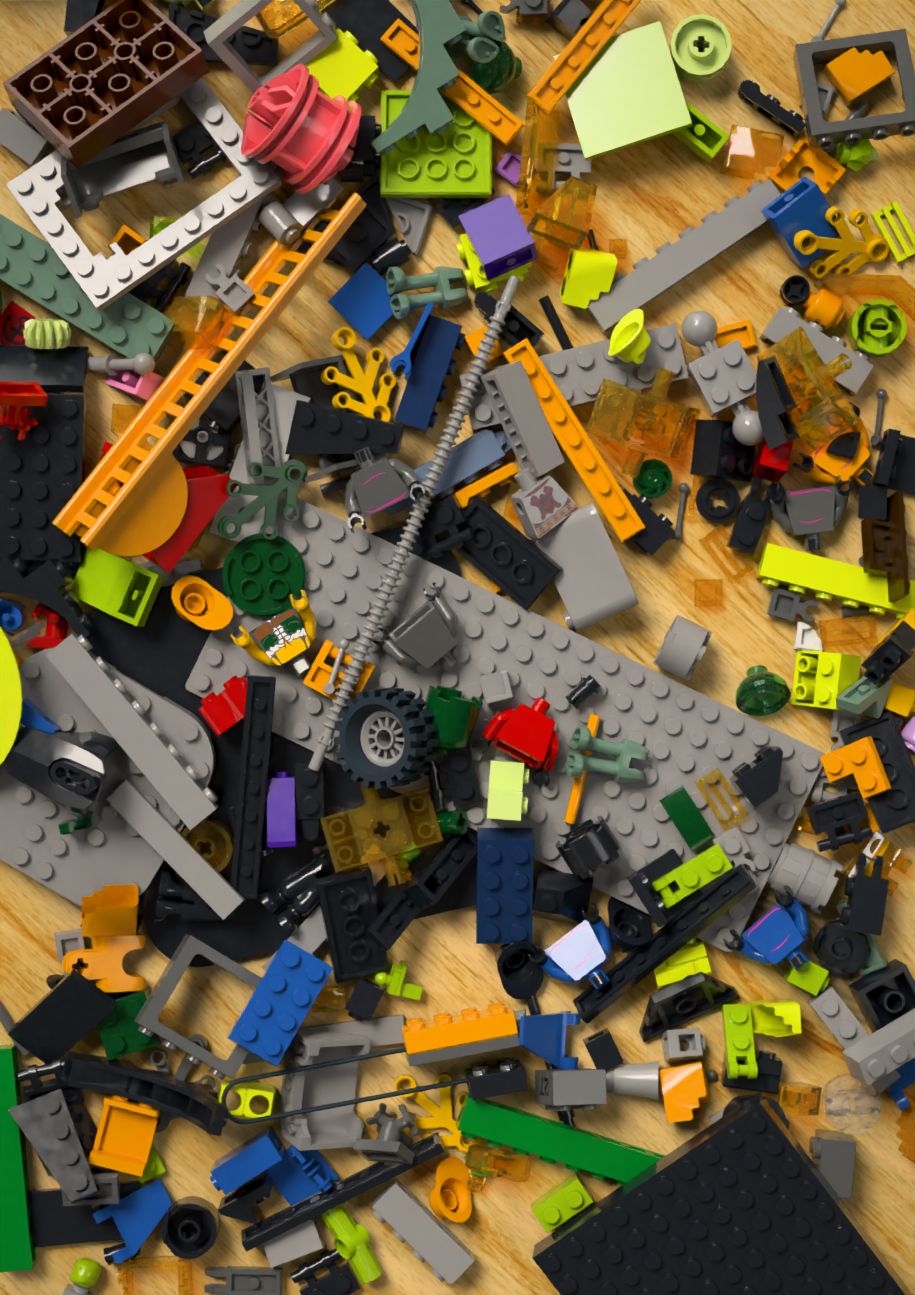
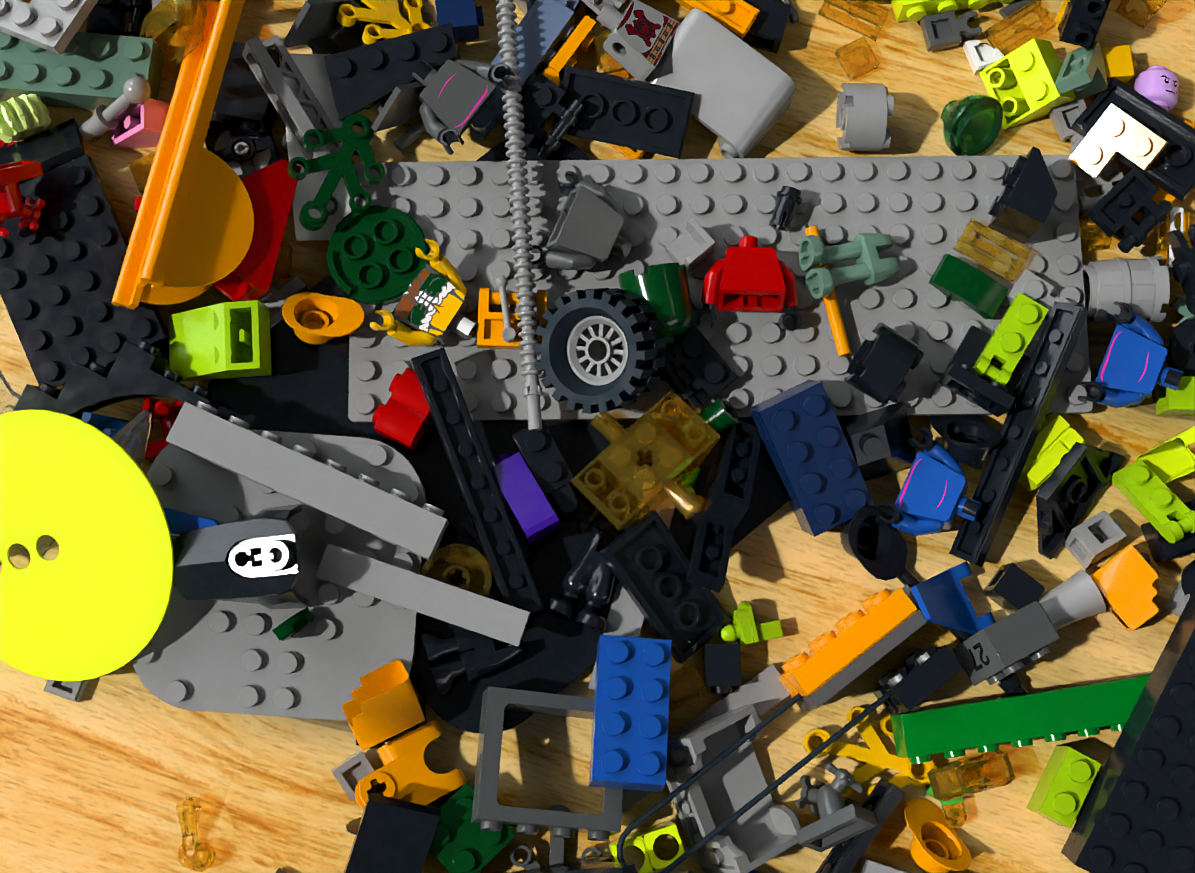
camera: 35 degrees left, 10 degrees down
(505, 790) = (761, 349): yellowish green brick -> none

